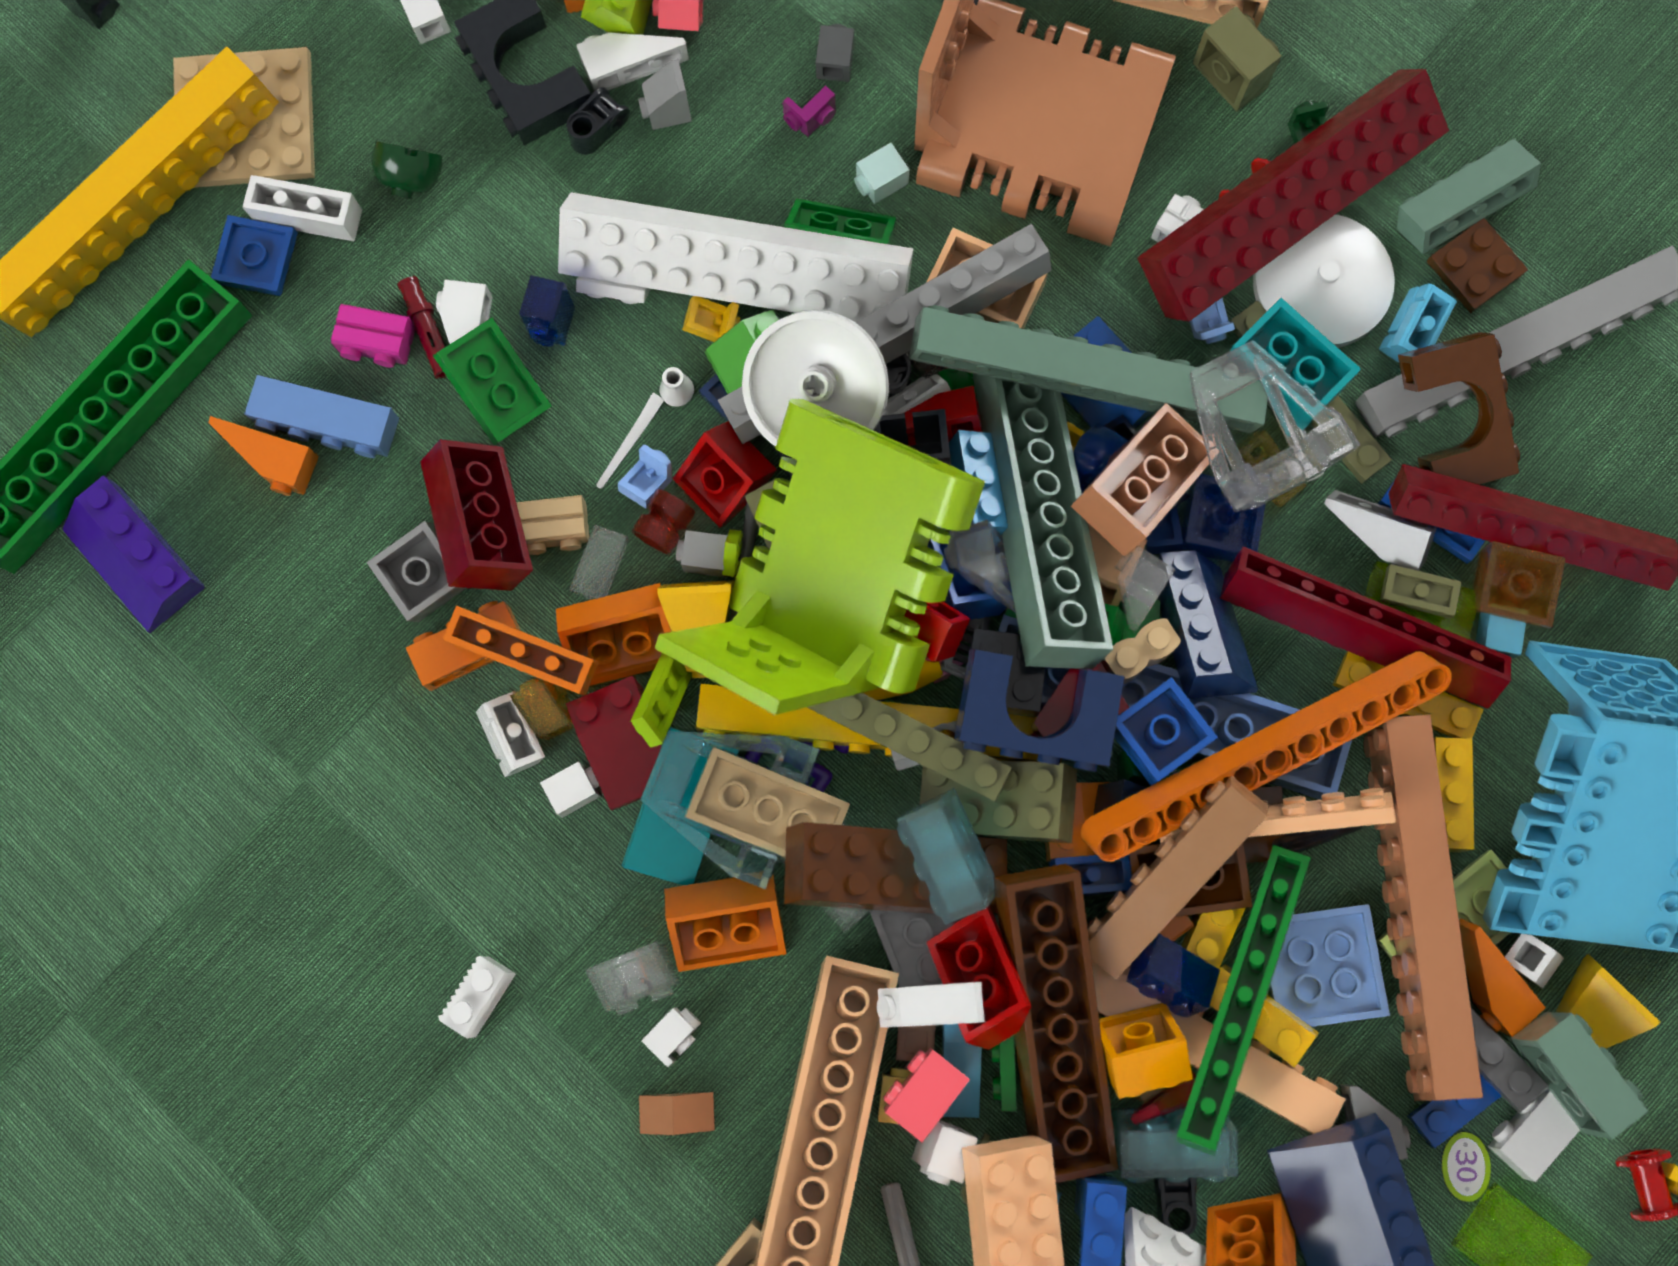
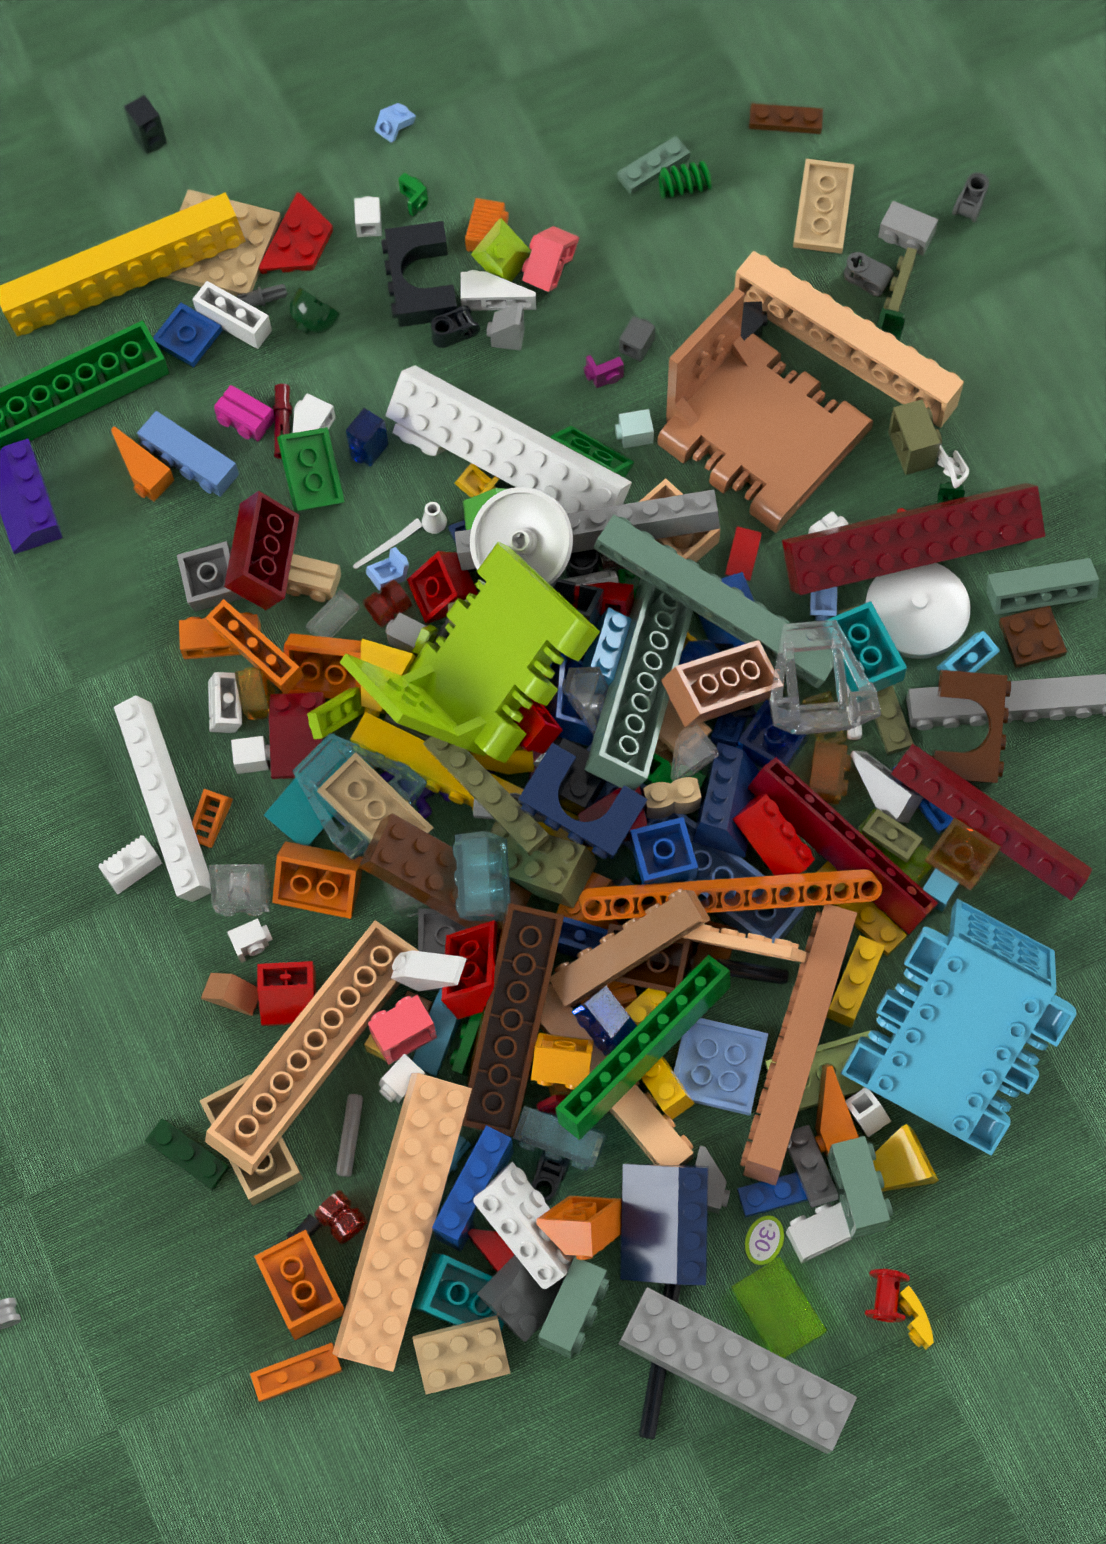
camera: 20 degrees right, 10 degrees down
(330, 168) = (261, 296): none -> dark grey axle
(346, 74) = (298, 239): none -> red wing
(483, 892) = (163, 798): none -> white brick
(538, 862) = (221, 813): none -> orange slope
(749, 1090) = (284, 991): none -> red slope
(1083, 288) = (743, 552): none -> red slope
(1284, 653) = (773, 837): none -> red slope
(1298, 84) = (951, 469): none -> white piece
(1305, 535) = (828, 771): none -> clear orange brick

